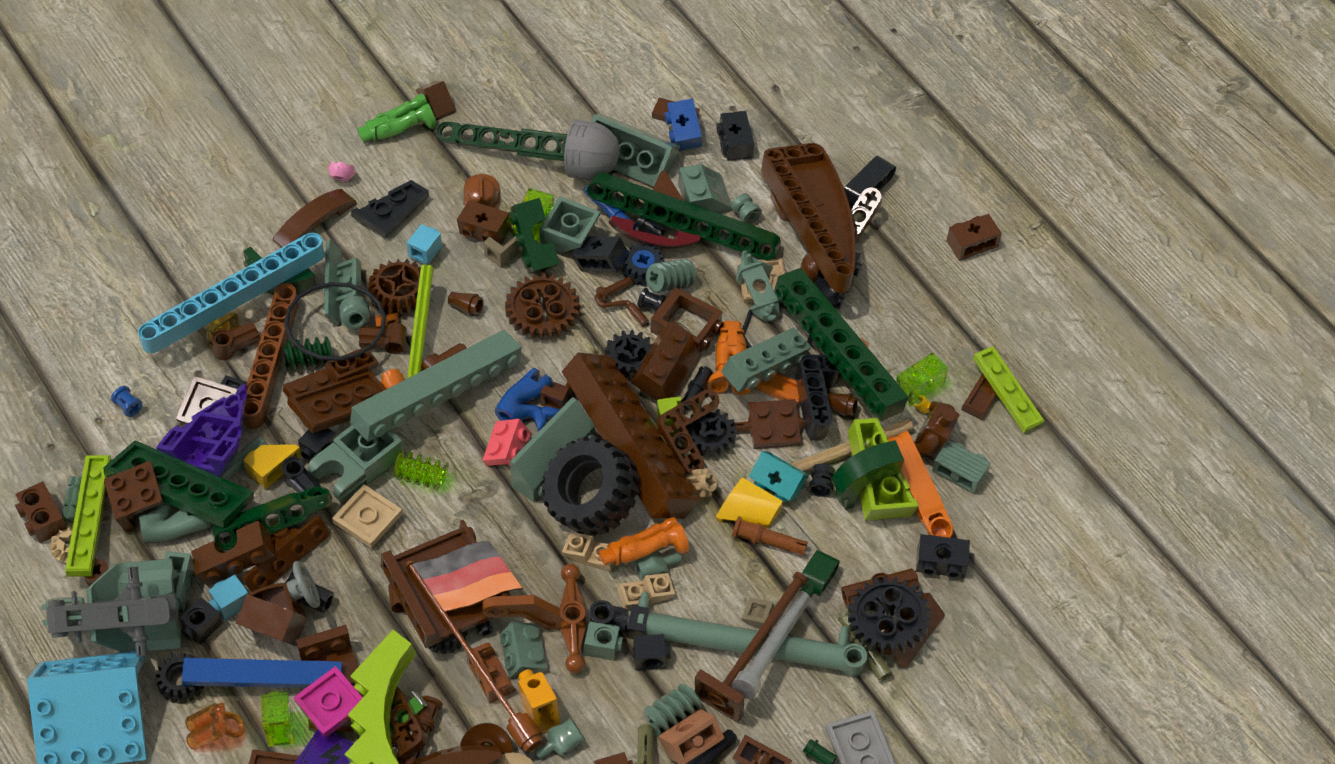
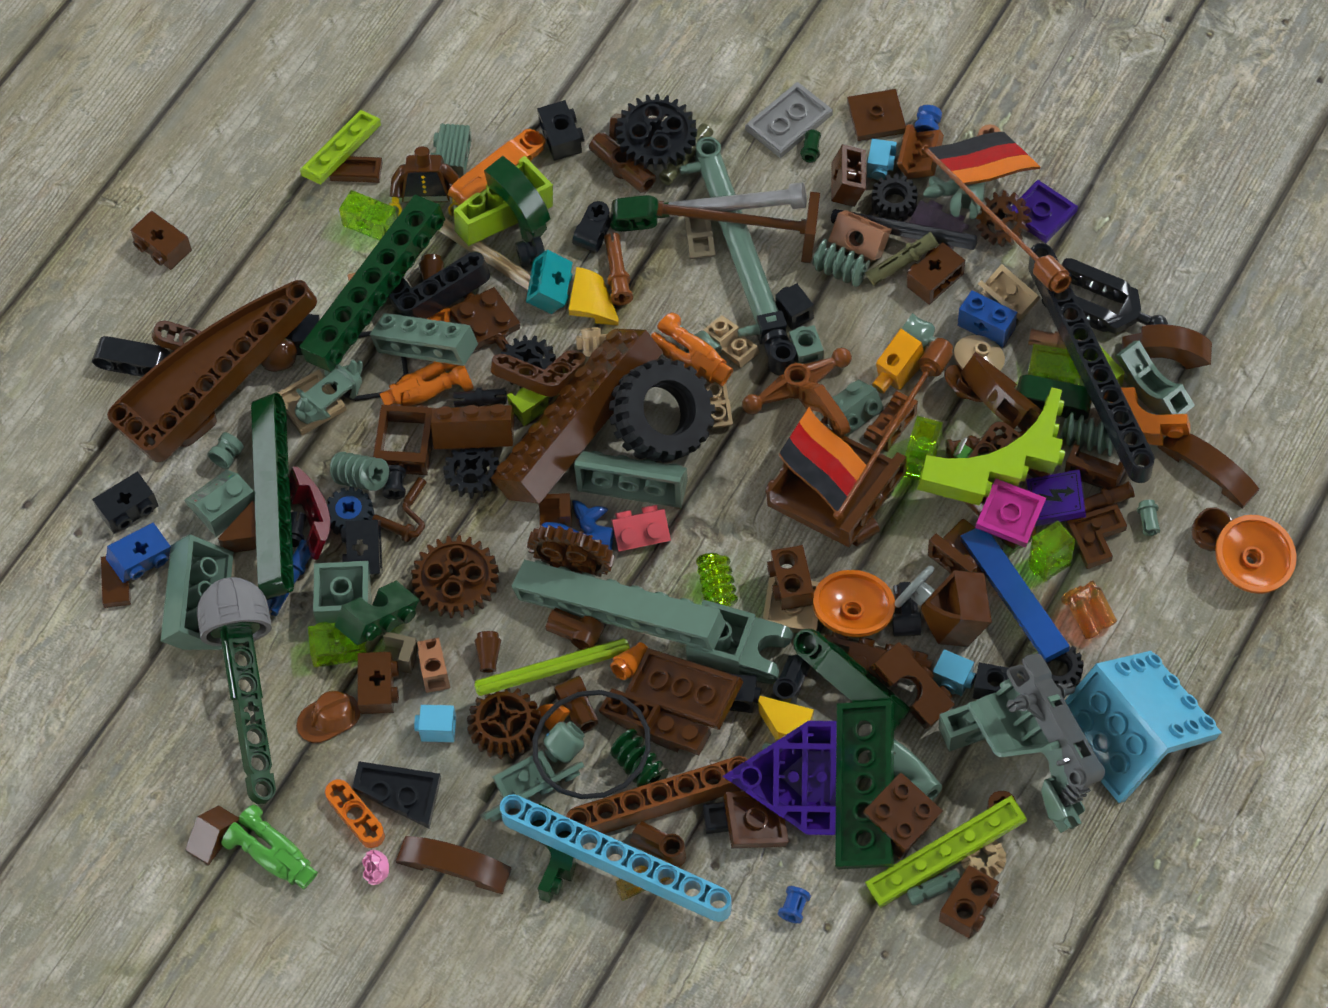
camera: 110 degrees left, 5 degrees up
(333, 535) = (853, 603): none -> orange dish
(377, 175) = (353, 801): none -> orange beam
(380, 519) = (794, 577): none -> reddish brown brick
(442, 674) = (922, 442): none -> clear neon green brick
(478, 263) = (433, 665): none -> nougat leg
(500, 368) = (570, 550): none -> reddish brown gear
(820, 535) = (593, 227): none -> black piece

